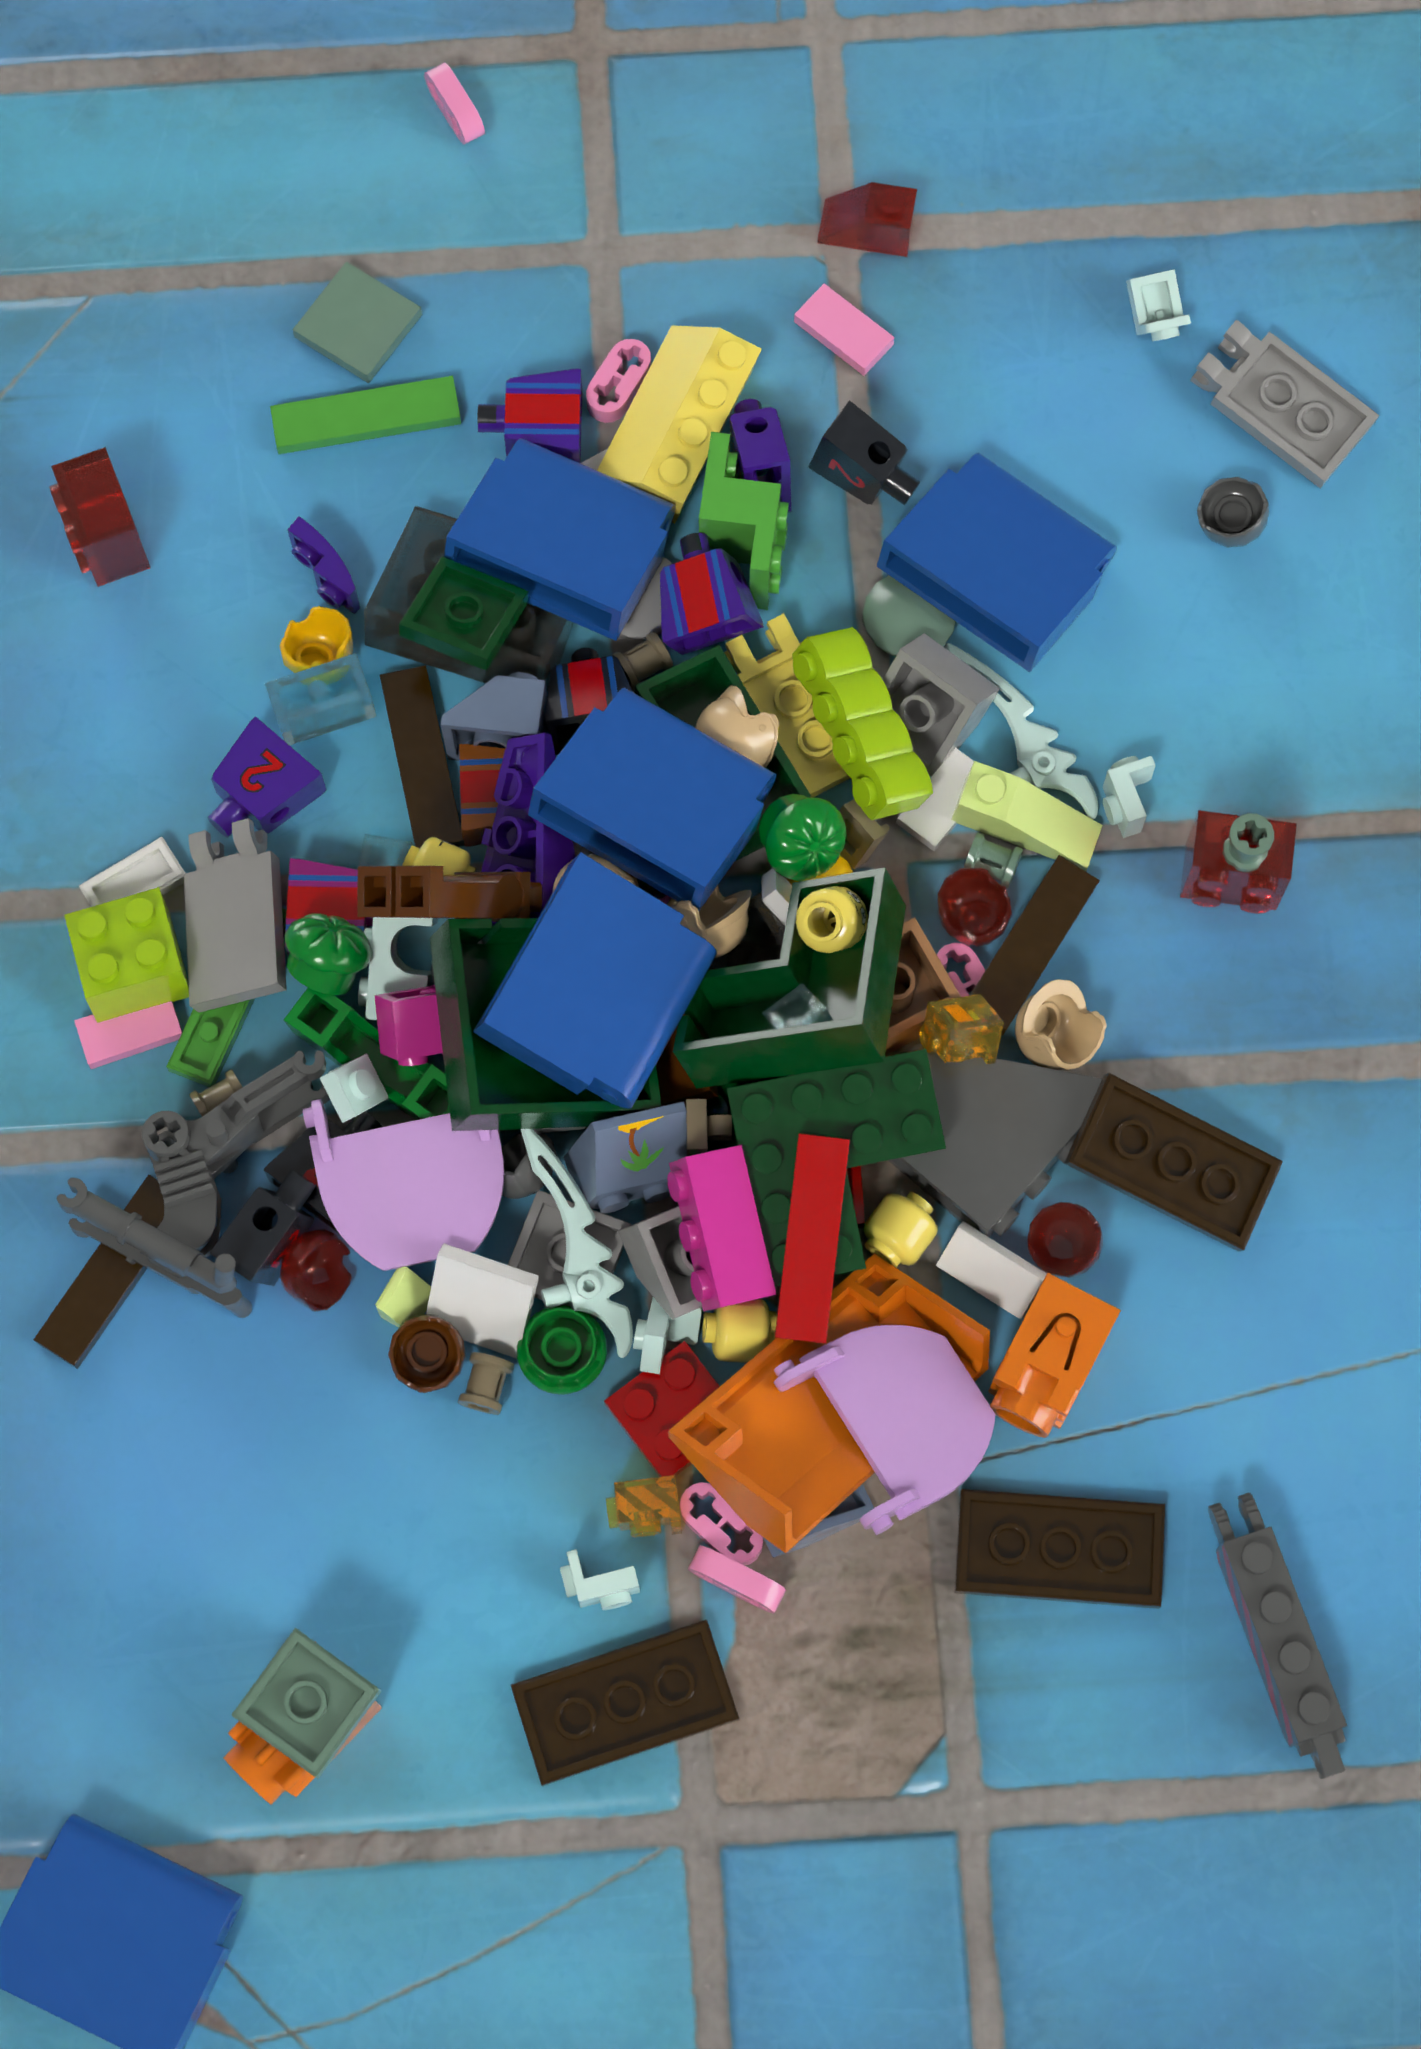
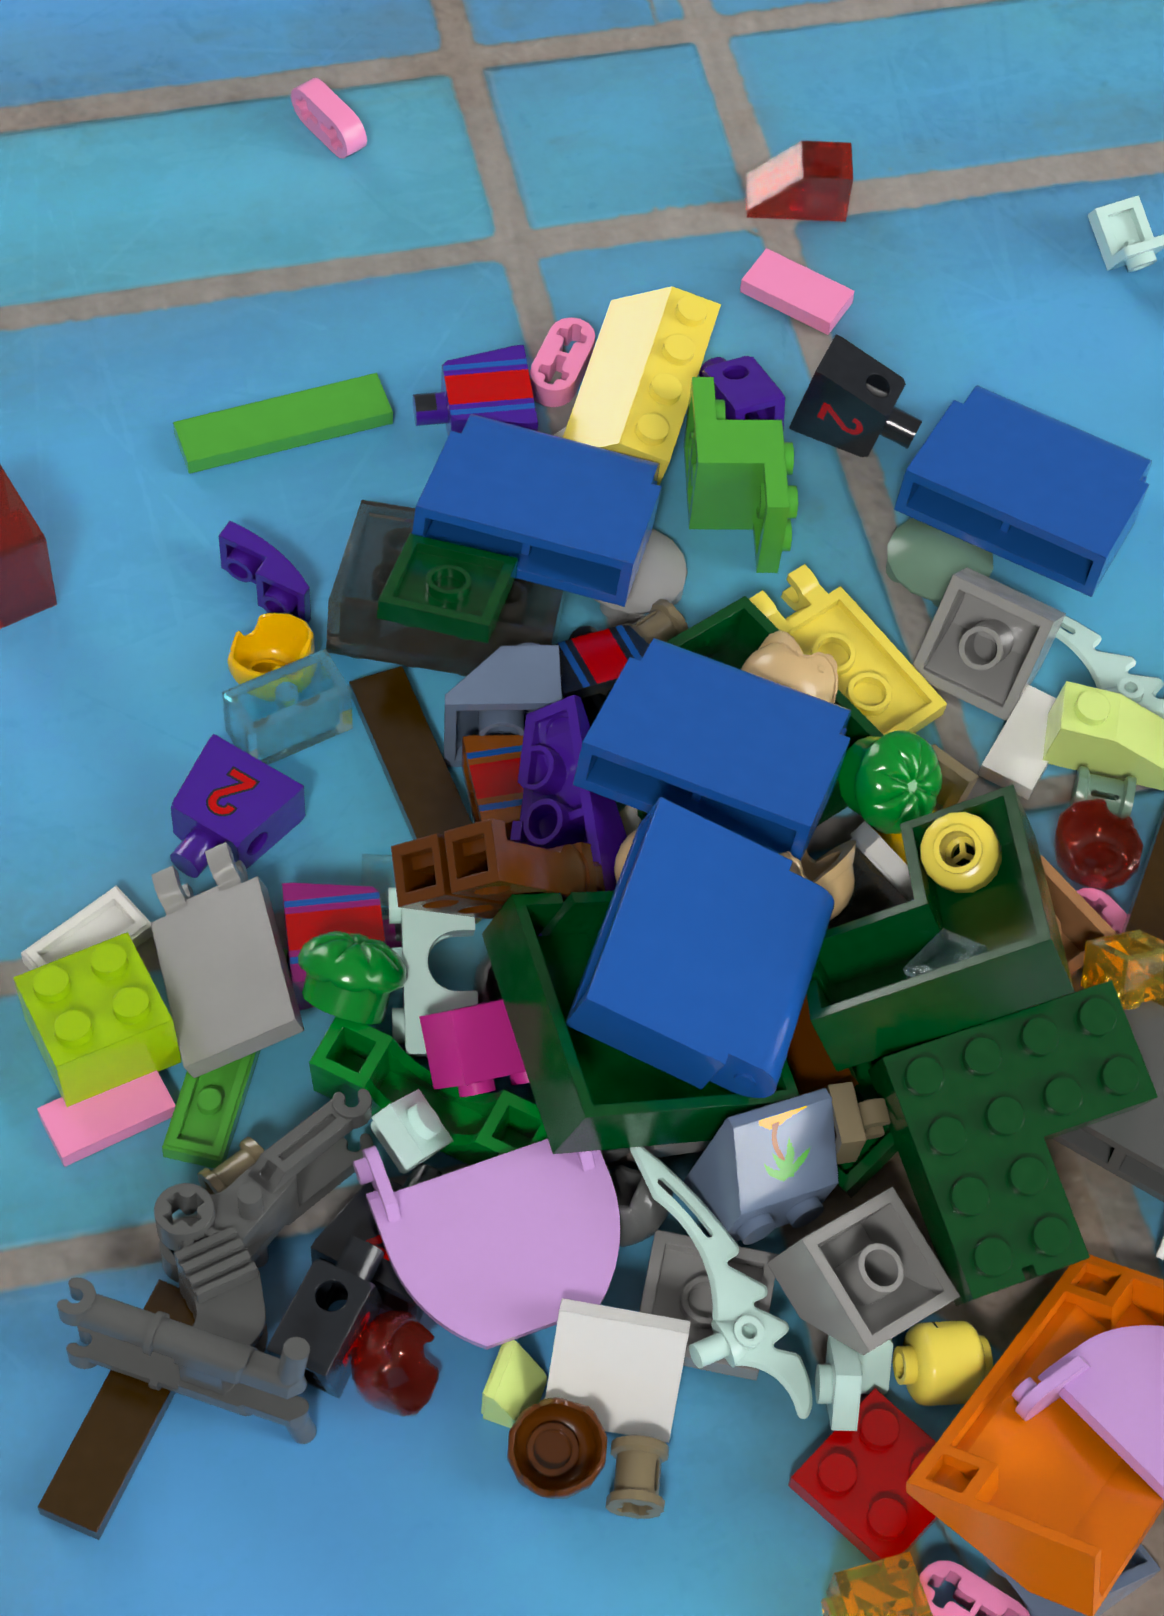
camera: 15 degrees left, 15 degrees down
(357, 322) = (257, 334): sand green tile -> none
(562, 1350) = (726, 1420): green piece -> none
(704, 598) = (715, 553): torso -> none
(721, 1228) = (907, 1231): dark pink brick -> none
(812, 1238) = (1023, 1225): red tile -> none
(863, 726) = (927, 666): lime brick -> none
(900, 1229) = (1110, 1214): light yellow head -> none

